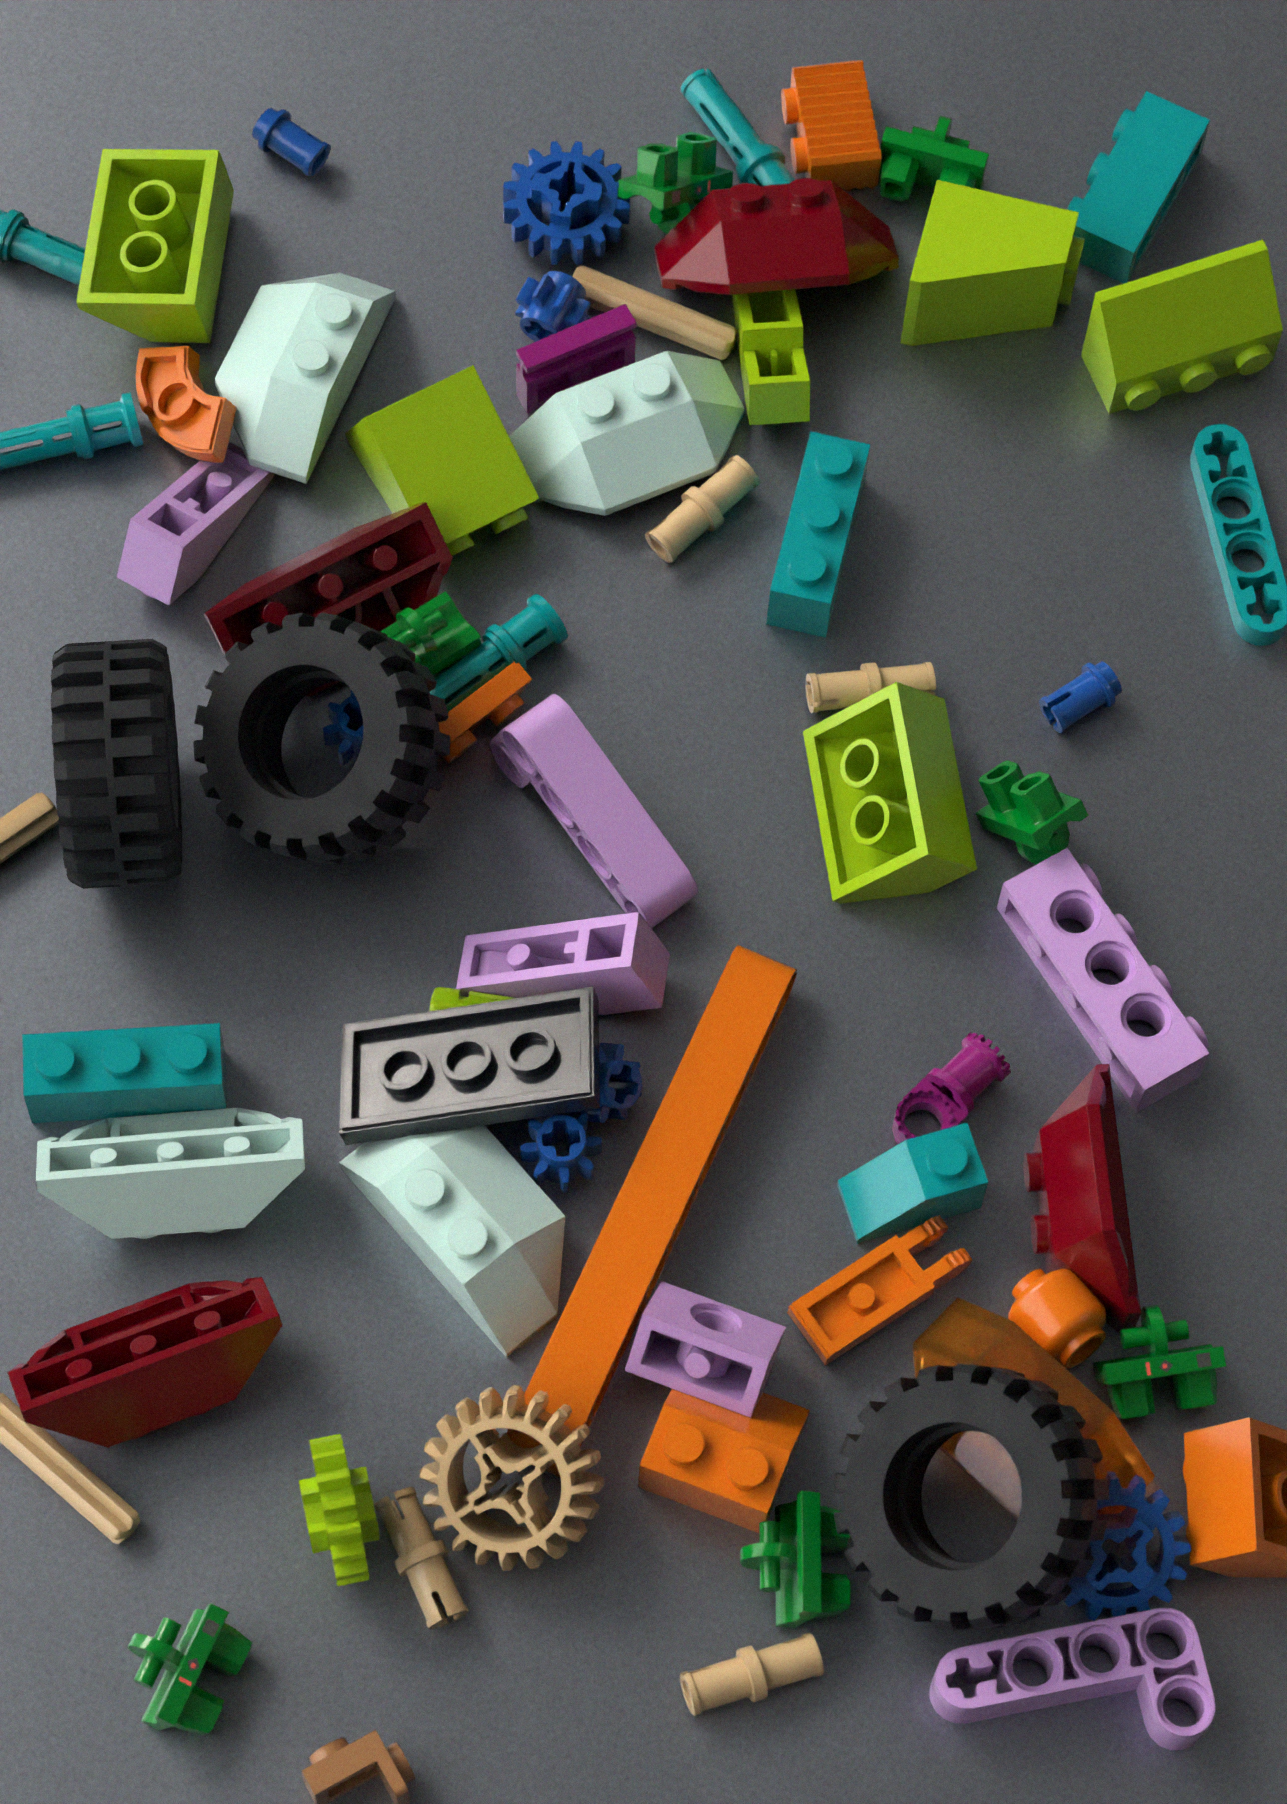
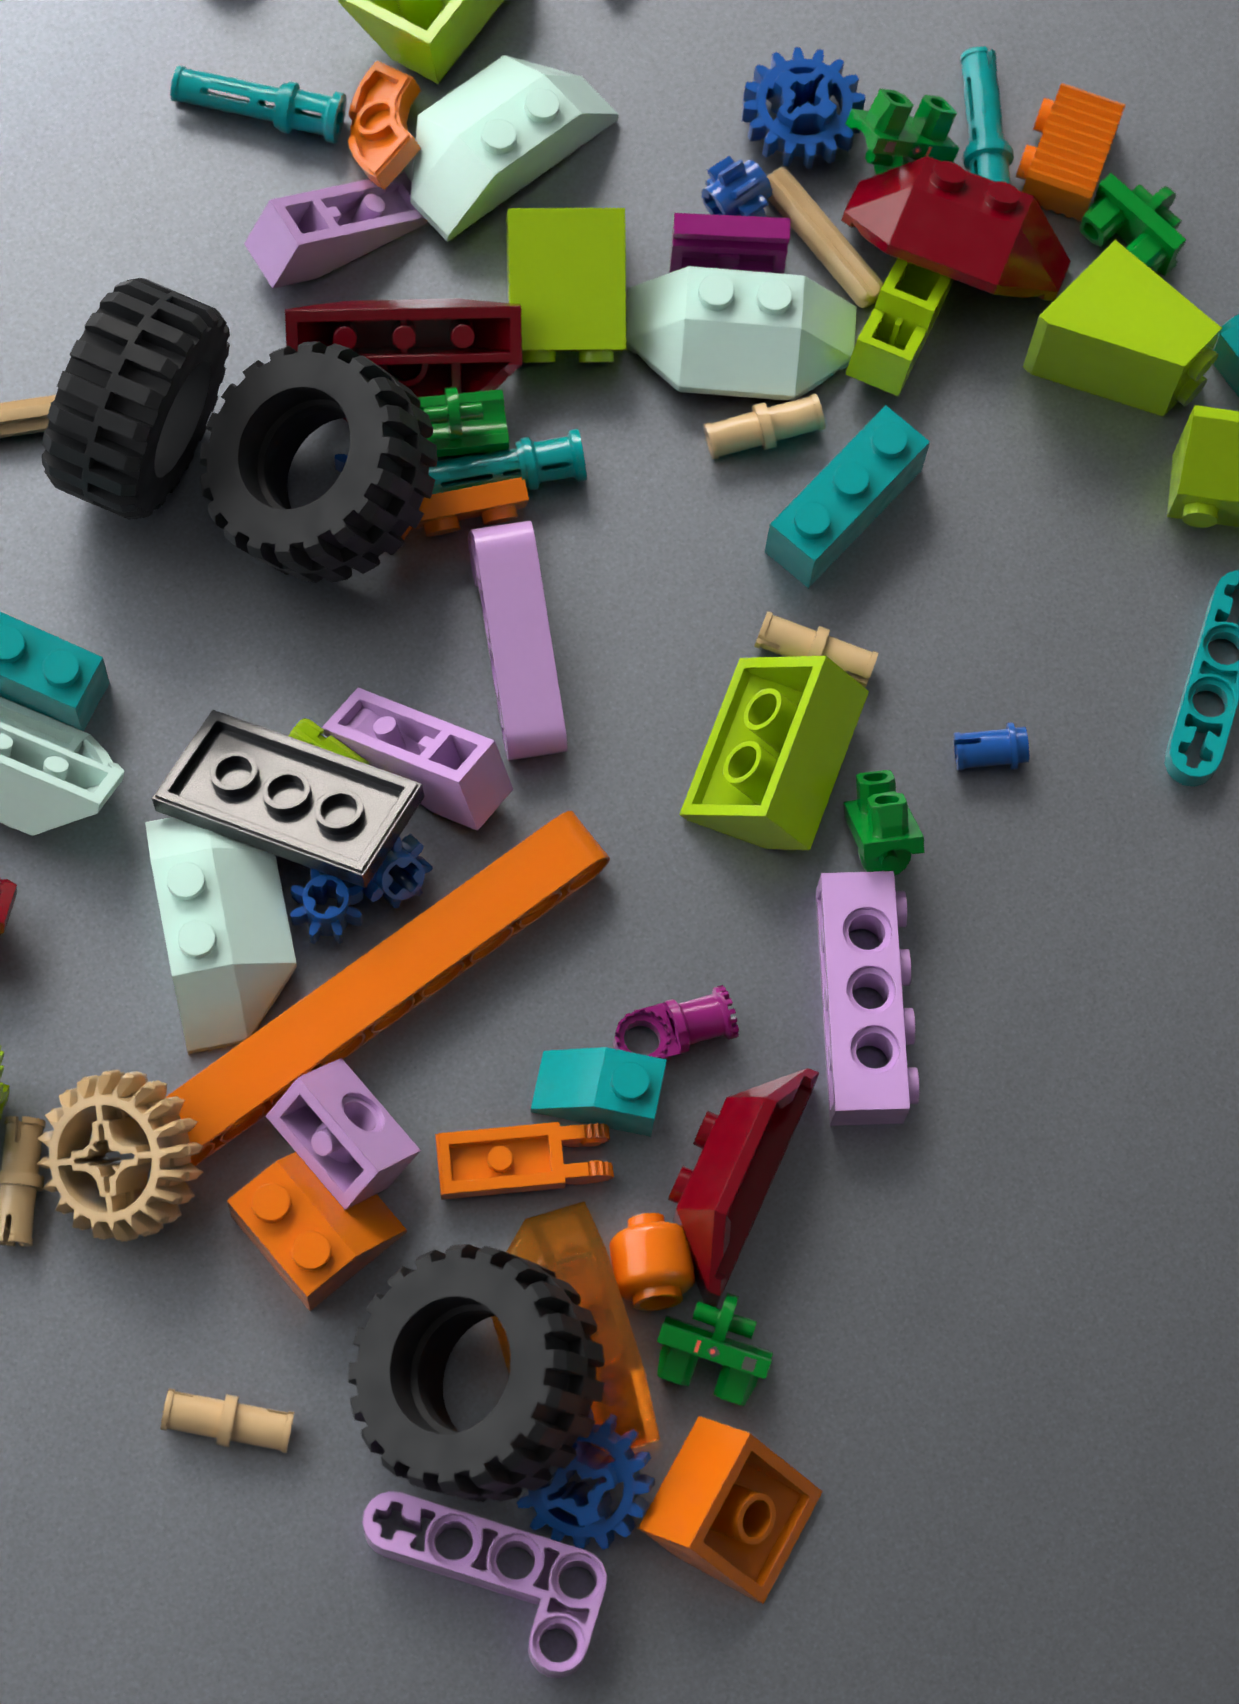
camera: 25 degrees right, 5 degrees up
(792, 1561) = (308, 1374): green hips -> none

